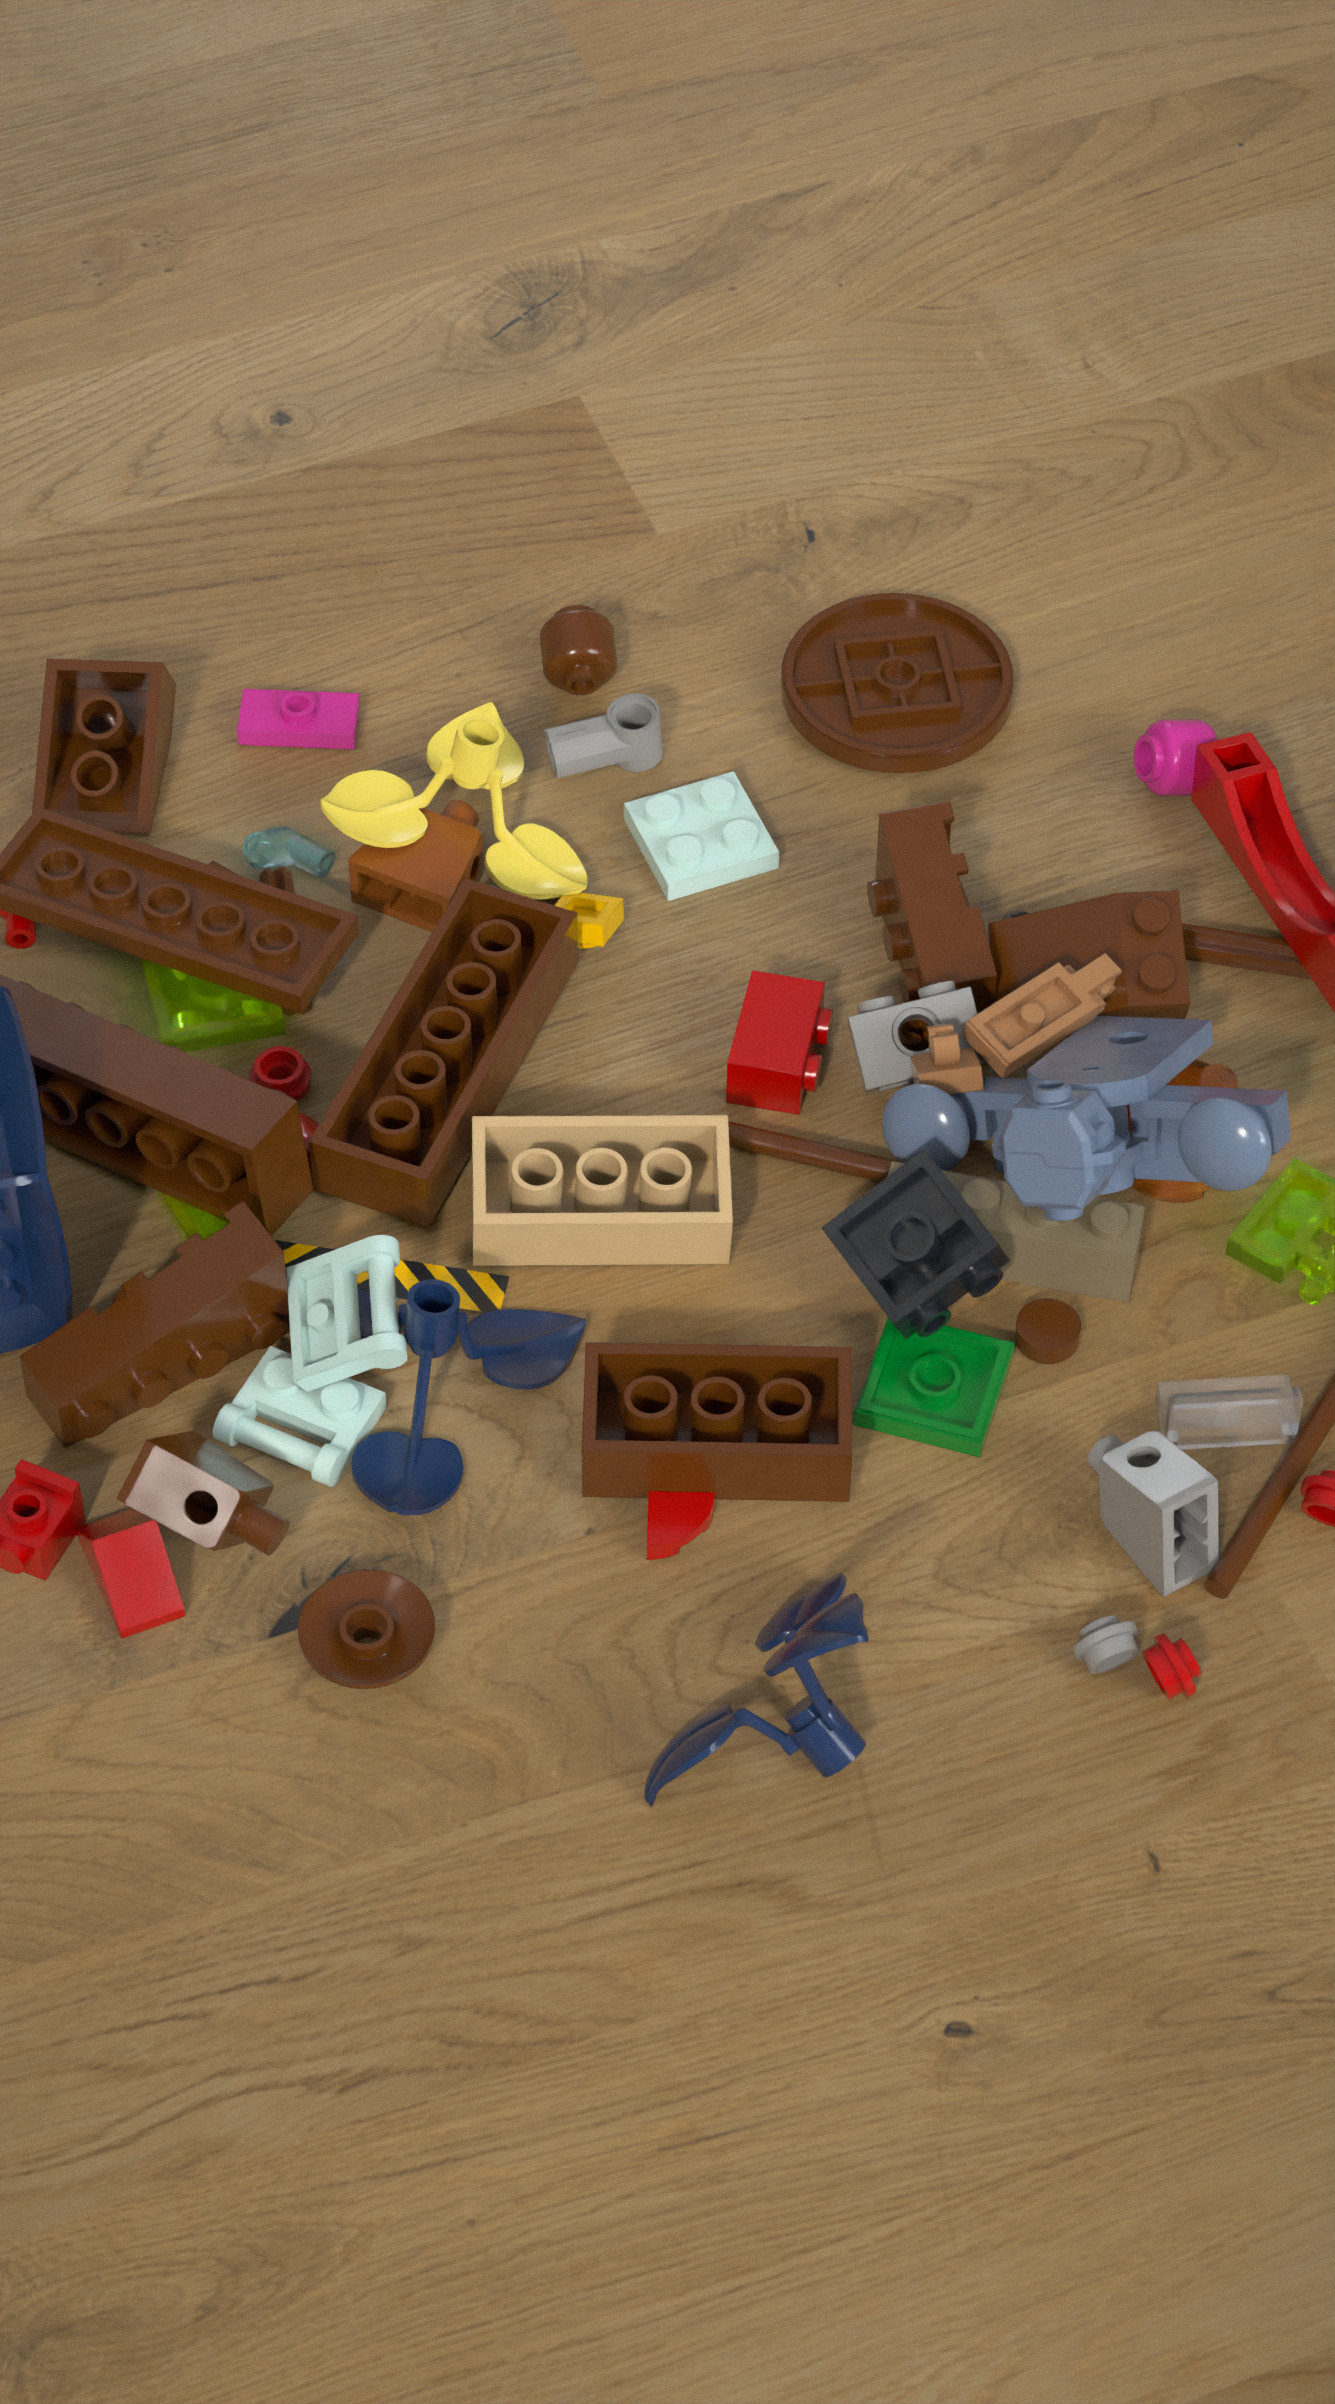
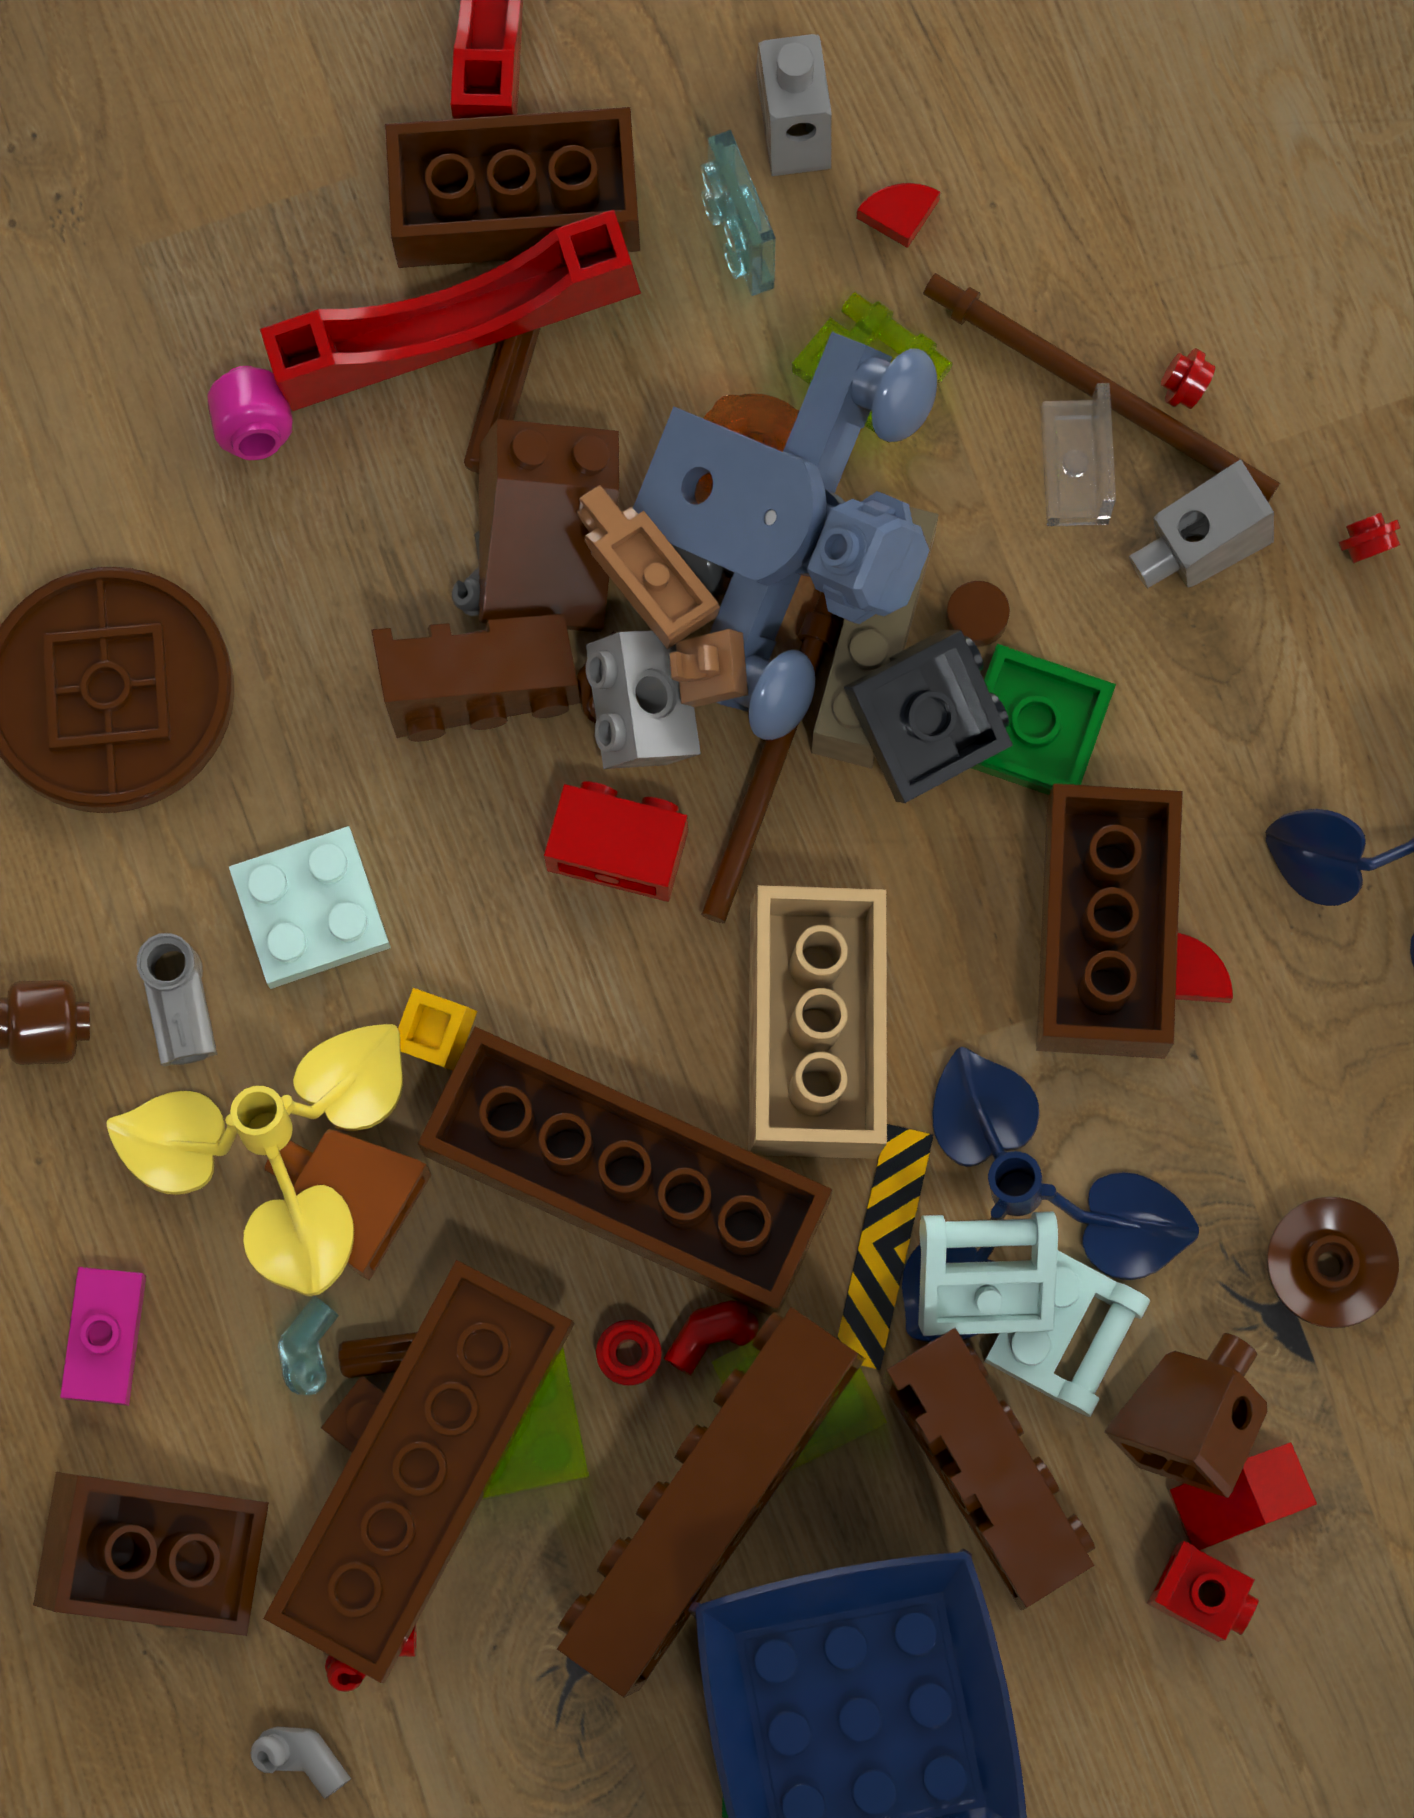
camera: 85 degrees left, 25 degrees up
(1107, 1644) = (1347, 591): light grey plate -> none

